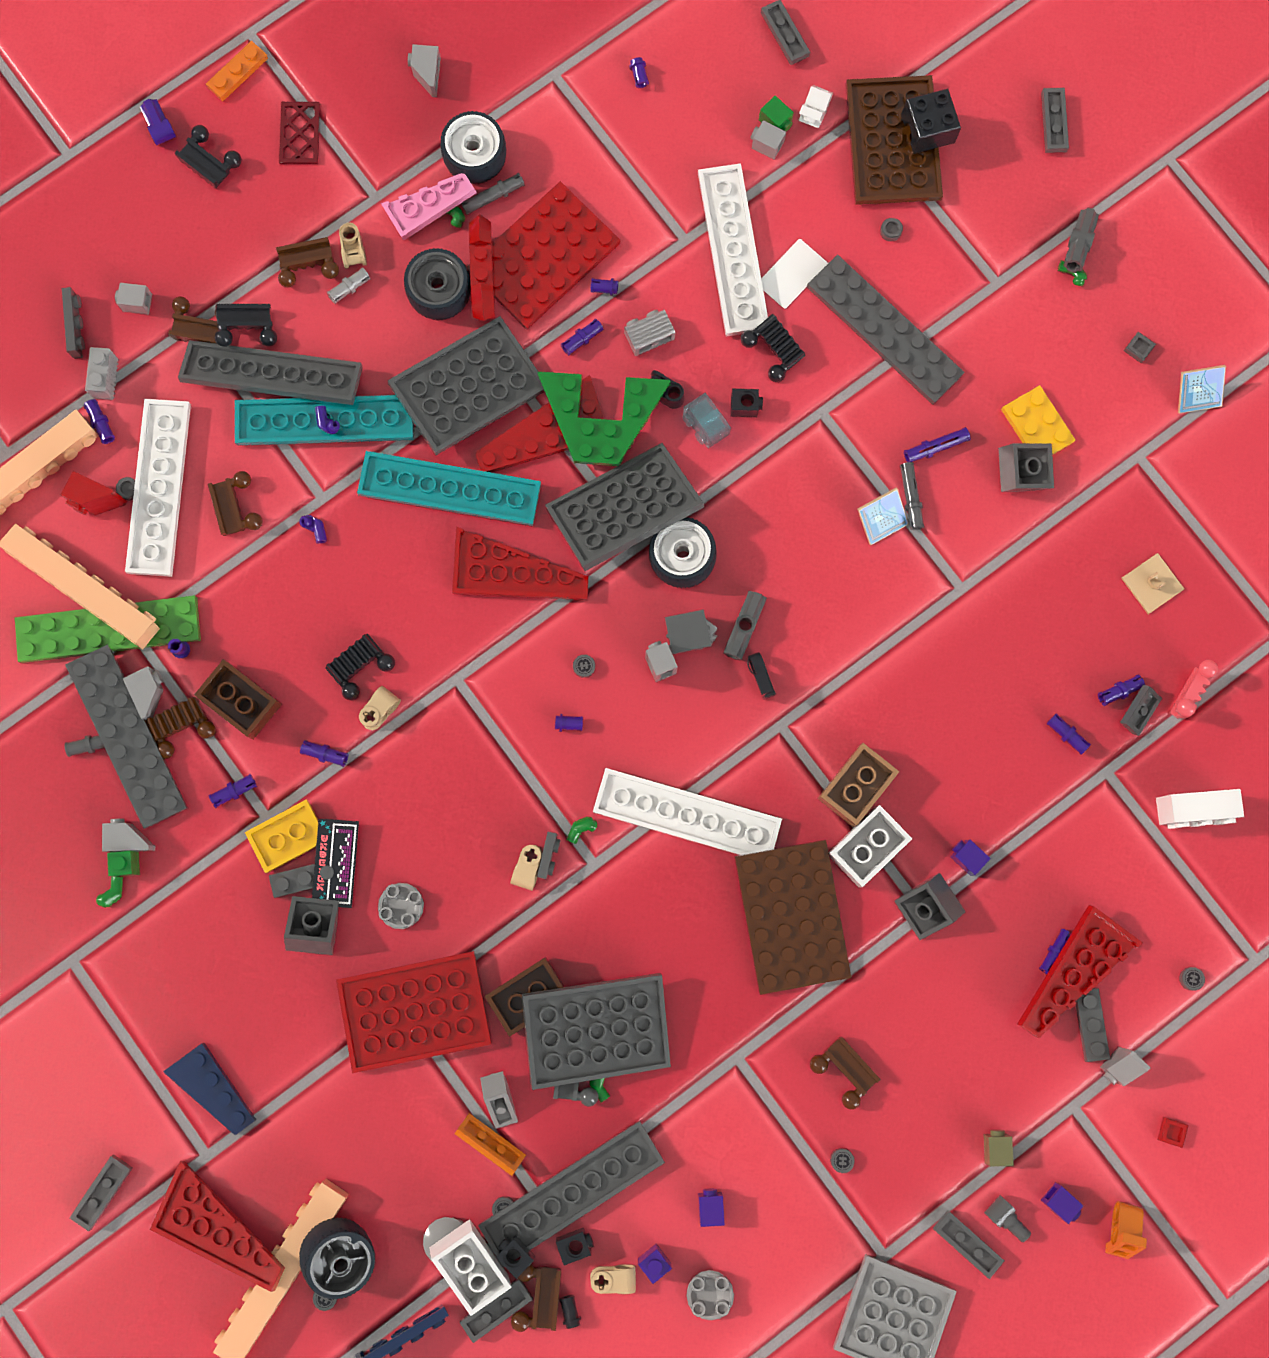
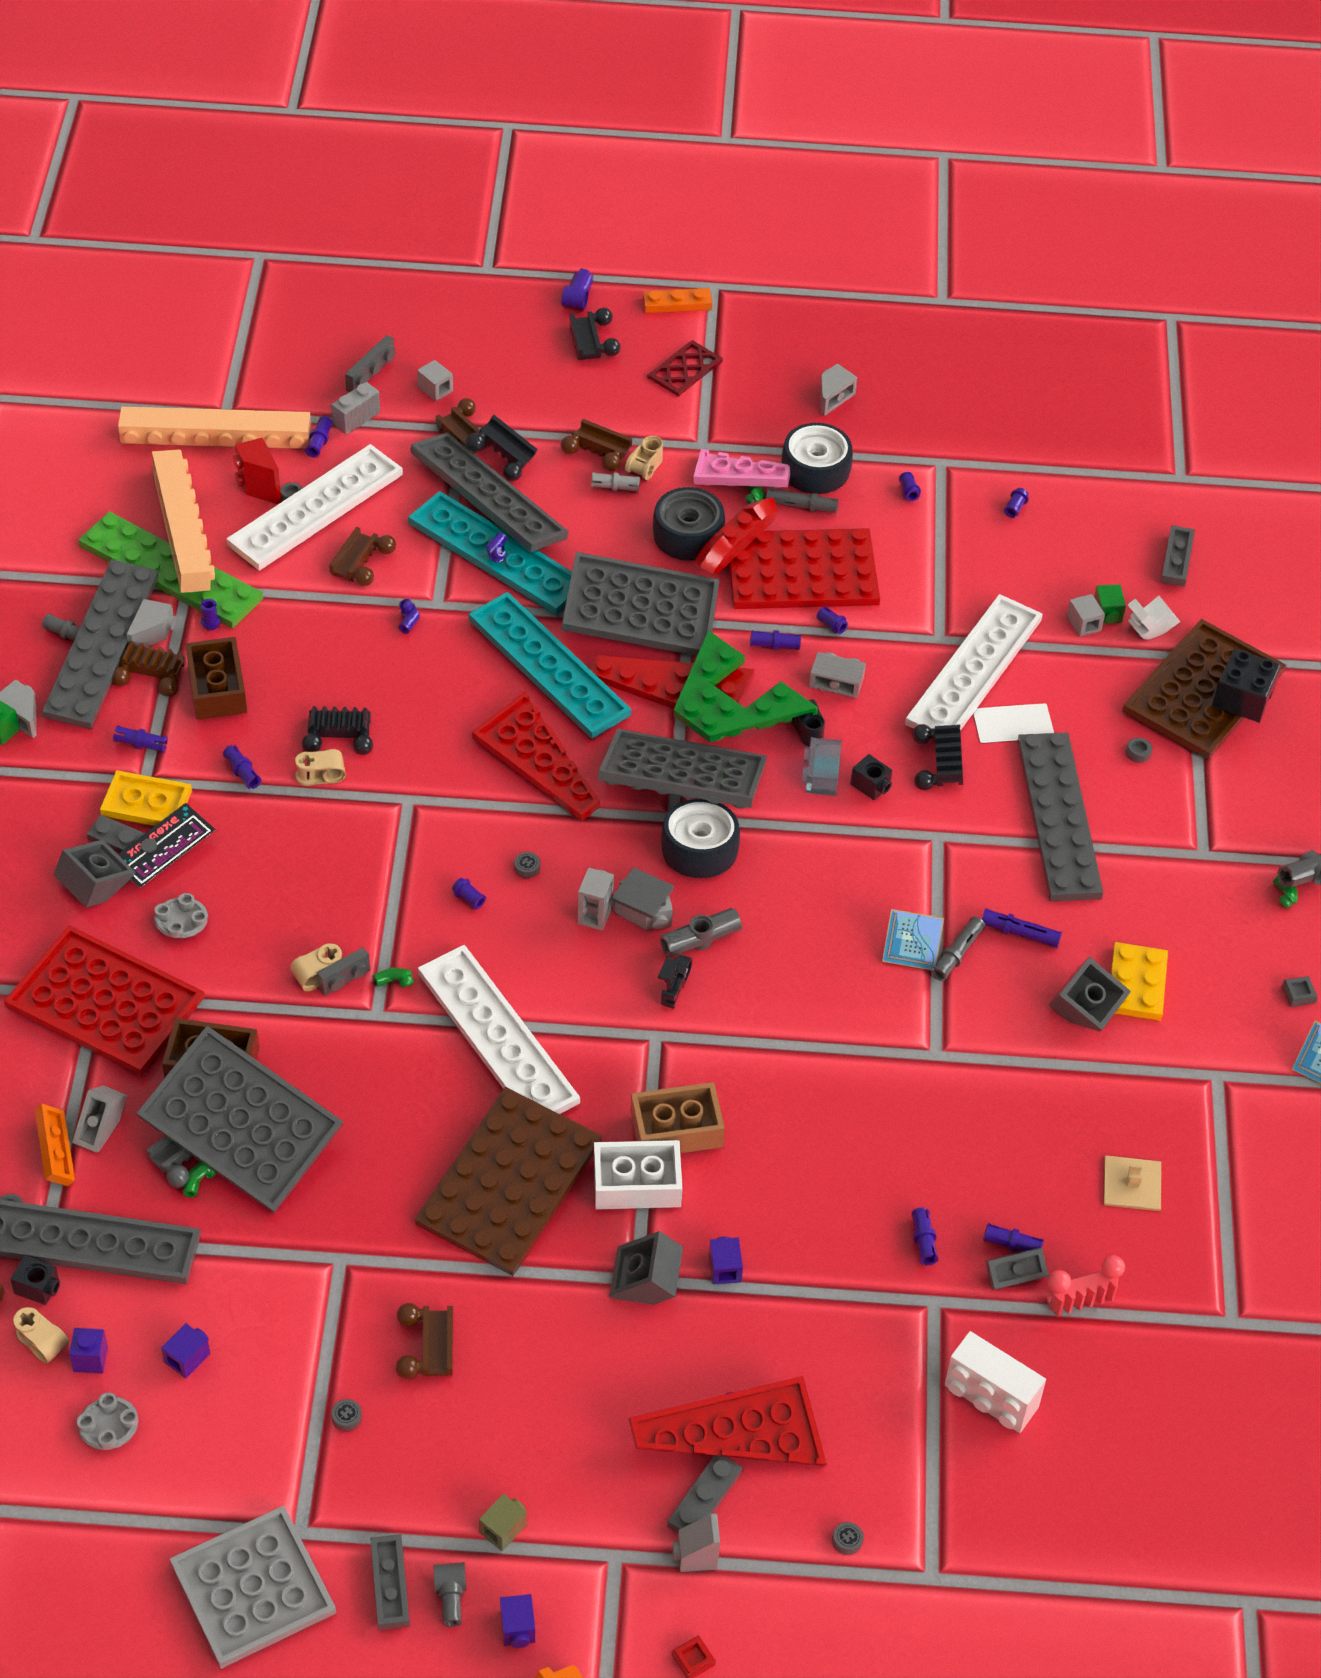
camera: 40 degrees right, 30 degrees down
(556, 119) = (910, 489): none -> dark purple pin

